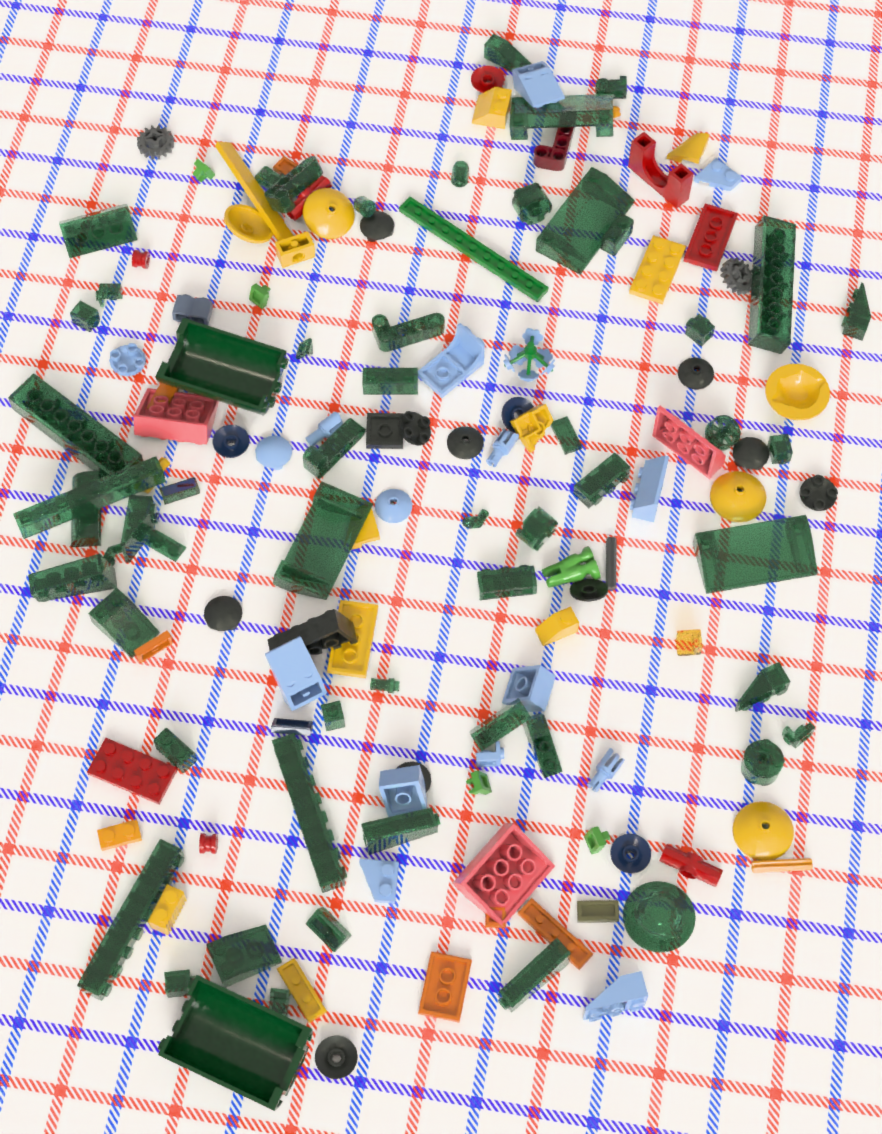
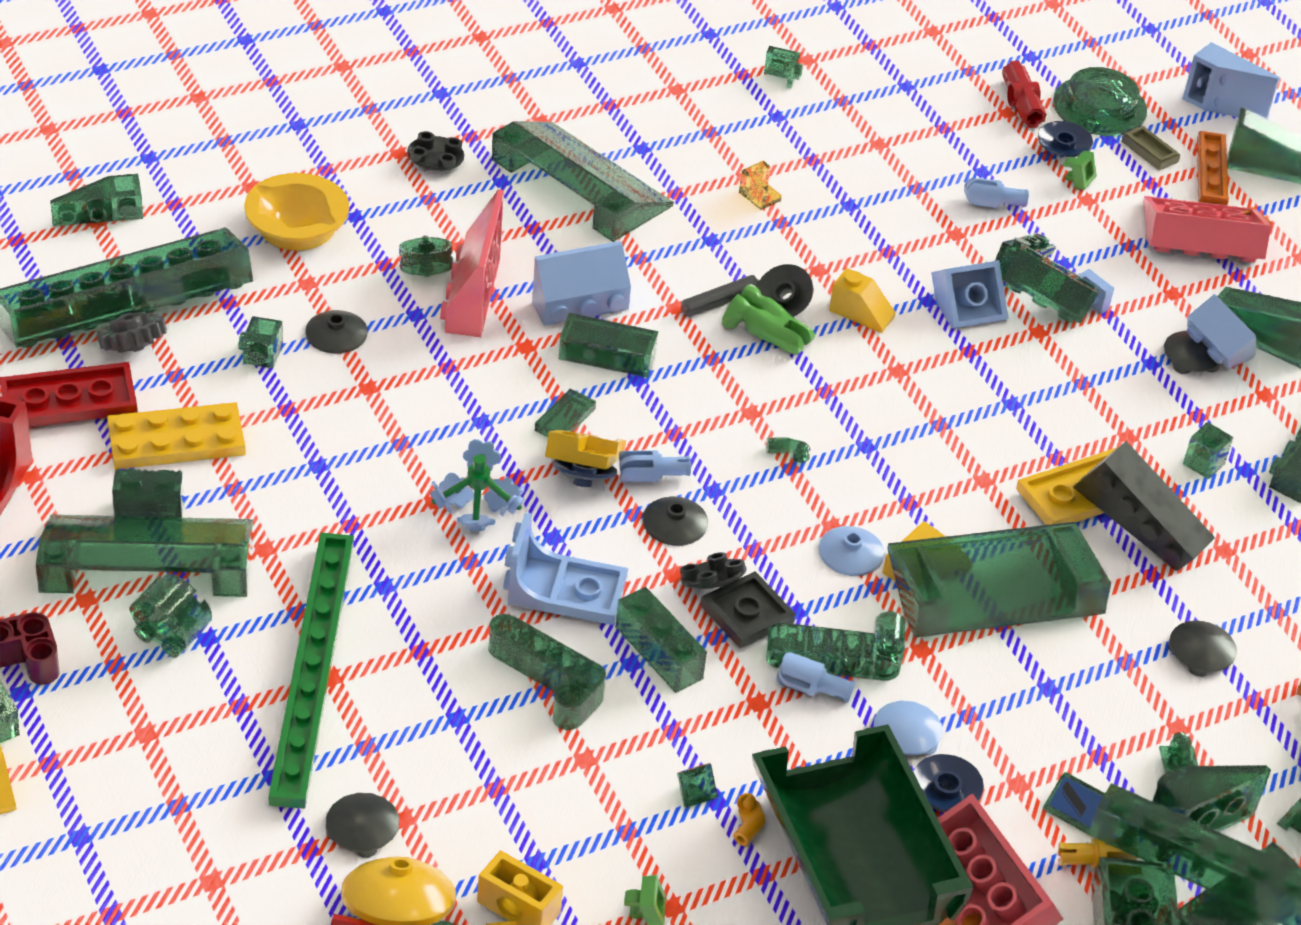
camera: 130 degrees left, 20 degrees down
(111, 553) = (1273, 830): clear green arm -> none
(290, 726) = (1264, 486): dark blue tile -> none
(295, 673) = (1211, 492): light blue slope -> none
(364, 206) = (343, 846): clear green brick -> none
(389, 685) = (1106, 421): clear green animal -> none
(460, 174) = (162, 753): clear green brick -> none
(480, 782) = (1132, 288): bright green tile -> none
(506, 582) = (852, 372): clear green brick -> none
(536, 528) = (751, 366): clear green brick -> none
(738, 505) = (522, 222): yellow dish -> none
(750, 453) = (428, 224): pearl dark grey dish -> none
(761, 842) = (920, 64): yellow dish -> none
(768, 683) = (756, 110): clear green slope -> none
(770, 766) = (850, 77): clear green brick -> none
(780, 449) = (400, 201): clear green brick -> none
(781, 865) = (944, 37): light orange axle -> none

